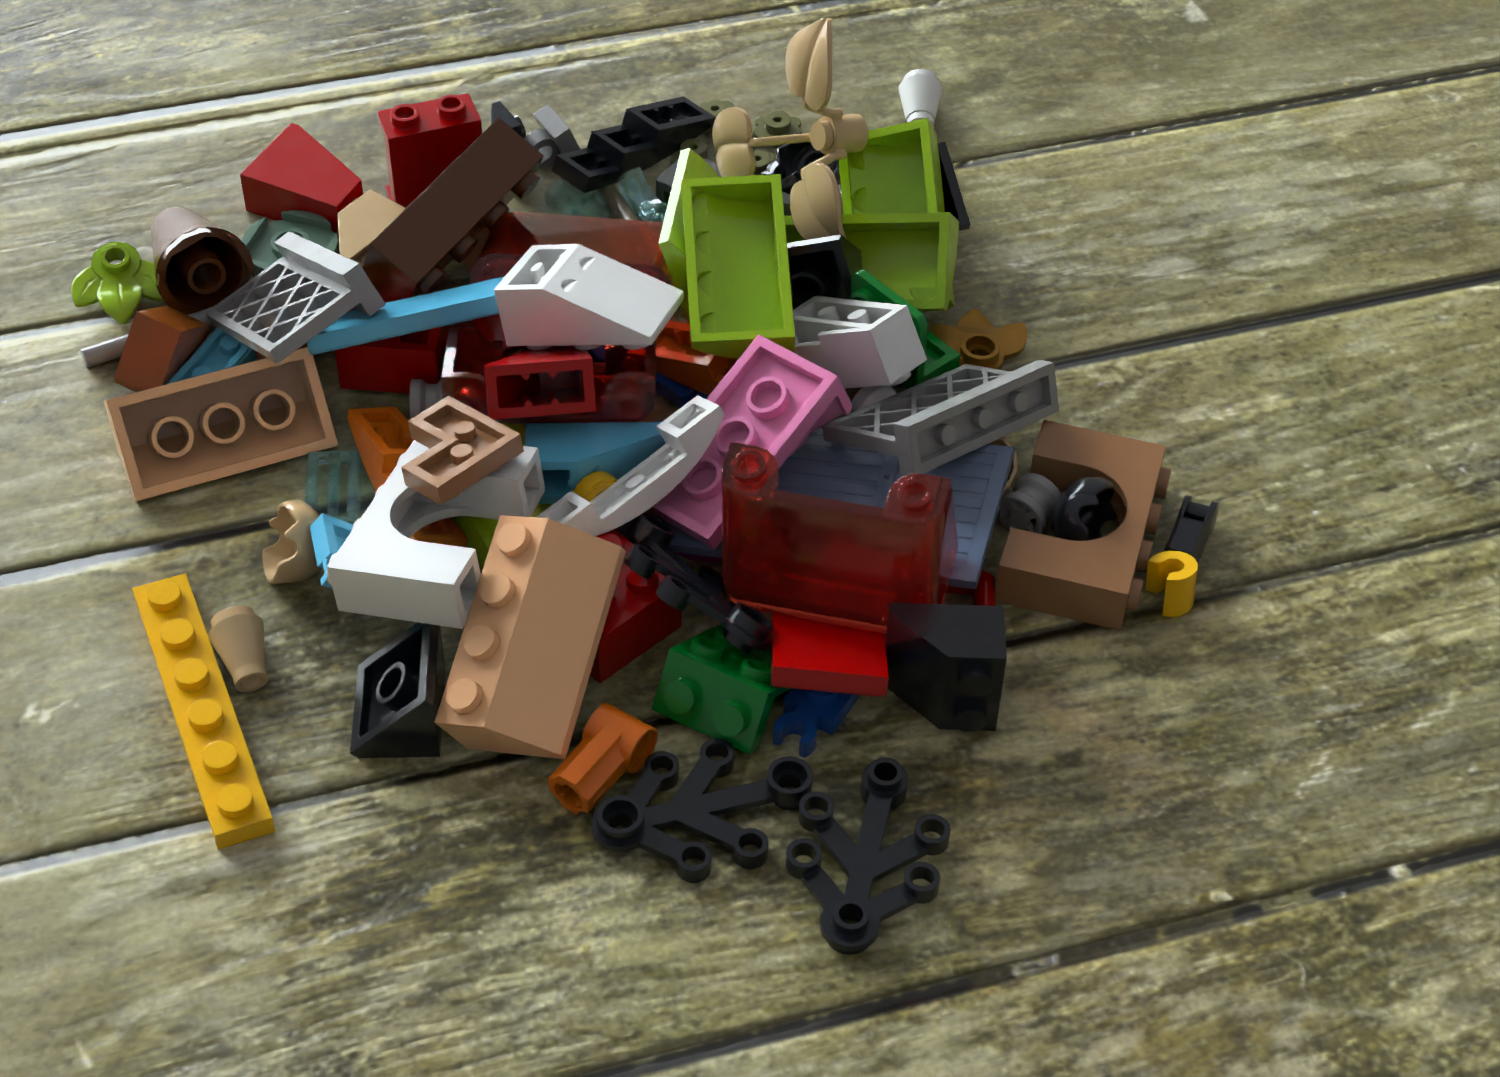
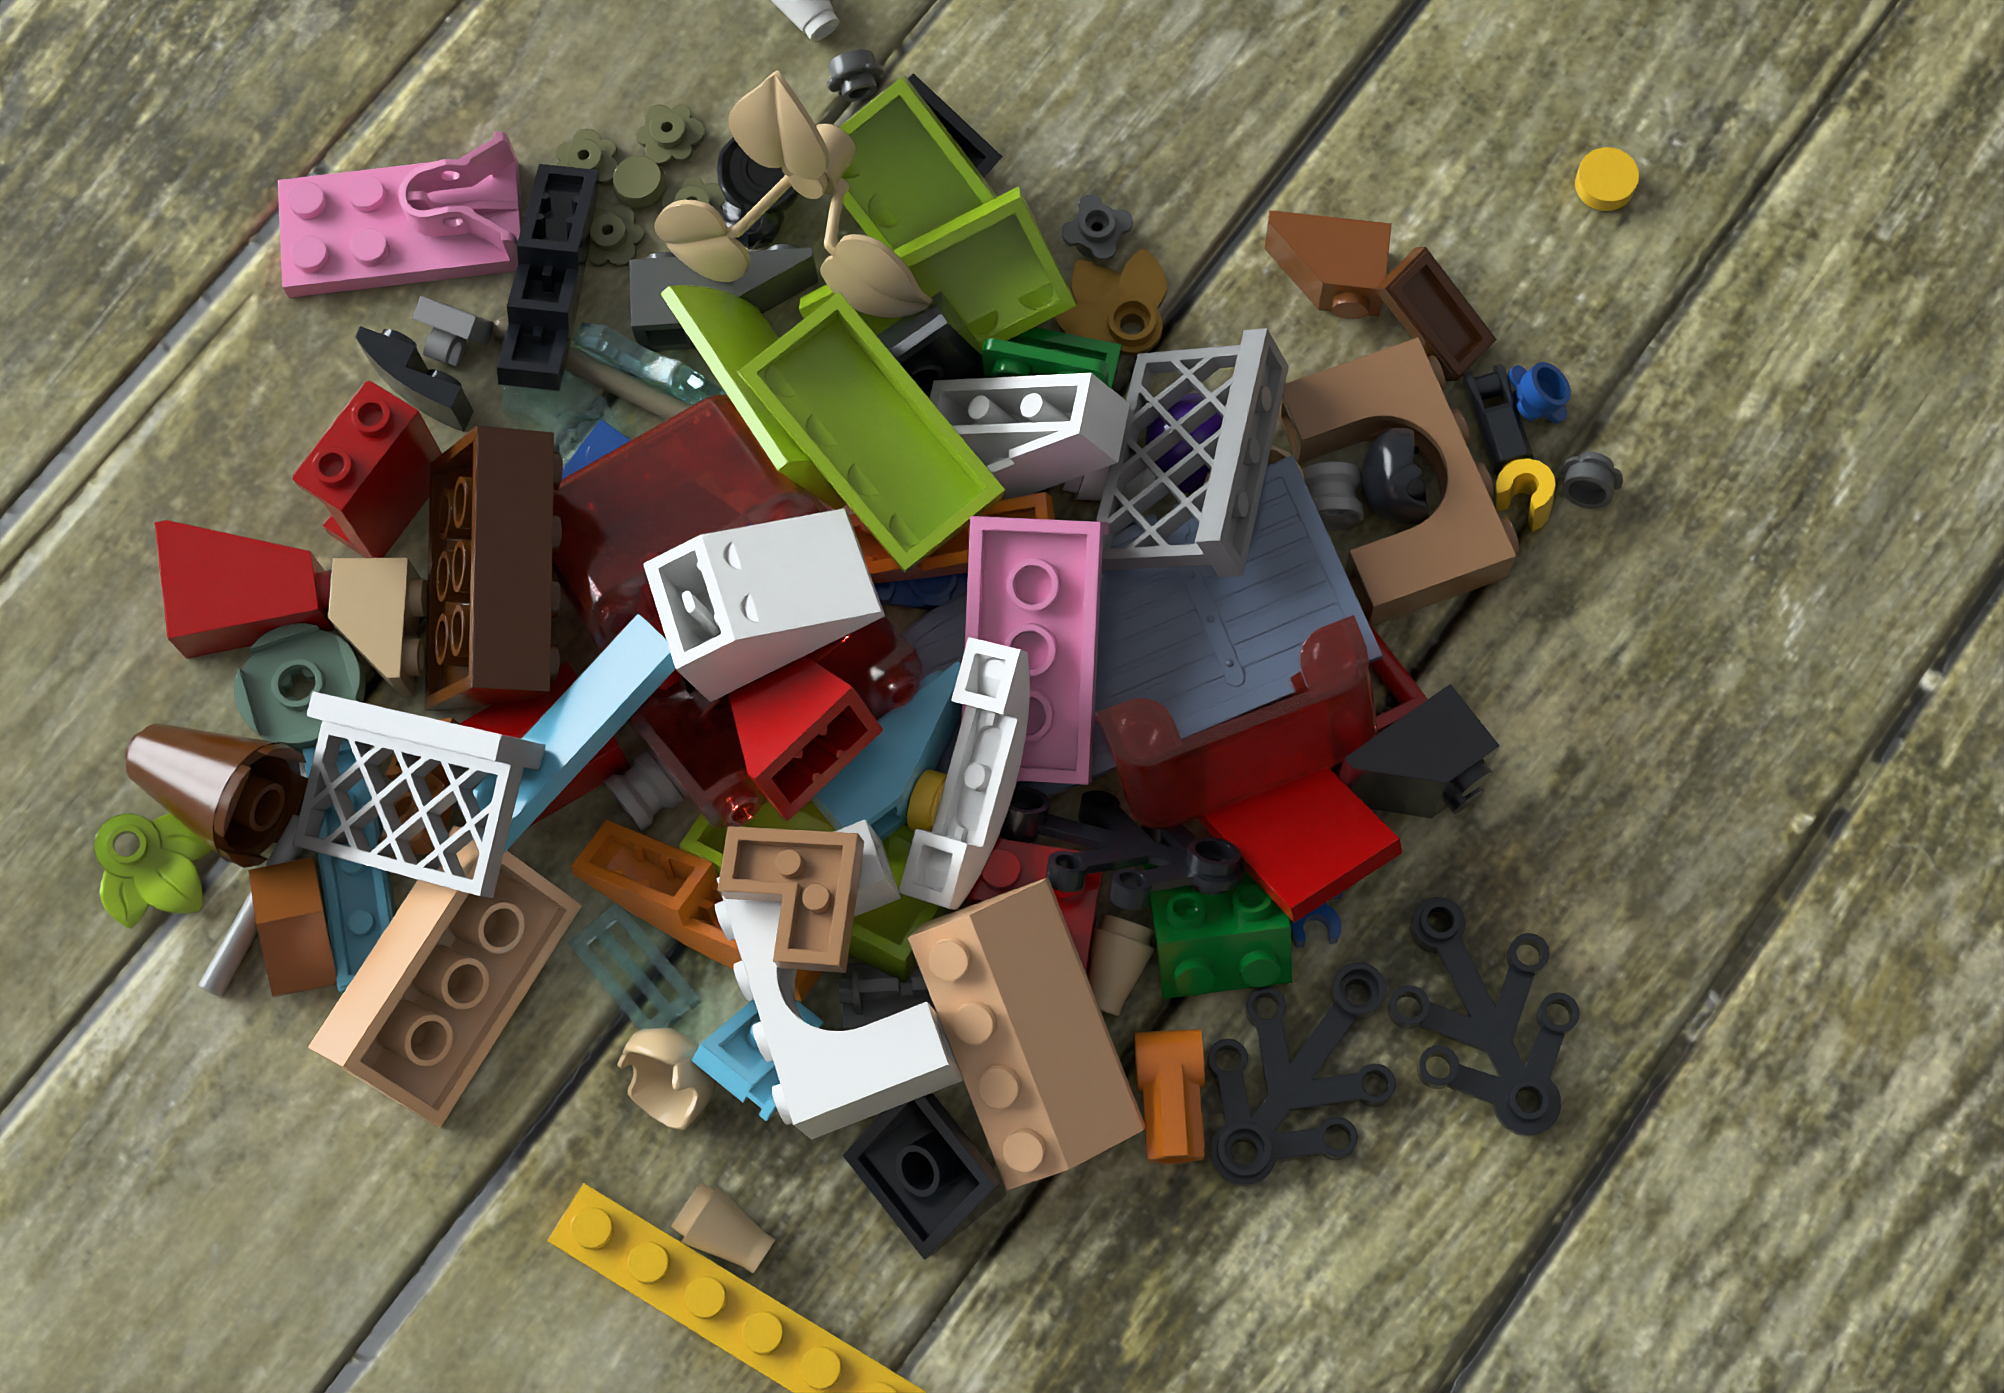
camera: 30 degrees left, 25 degrees up
(581, 87) = (402, 223): none -> bright pink plate
(635, 665) = (1117, 960): none -> tan cone
(1002, 301) = (1100, 244): none -> dark grey plate
(1150, 391) = (1332, 259): none -> dark orange slope
(1193, 448) = (1435, 312): none -> reddish brown tile
(1228, 601) = (1590, 480): none -> dark grey plate
(1234, 534) = (1540, 392): none -> blue plate
(1389, 456) = (1607, 179): none -> yellow tile

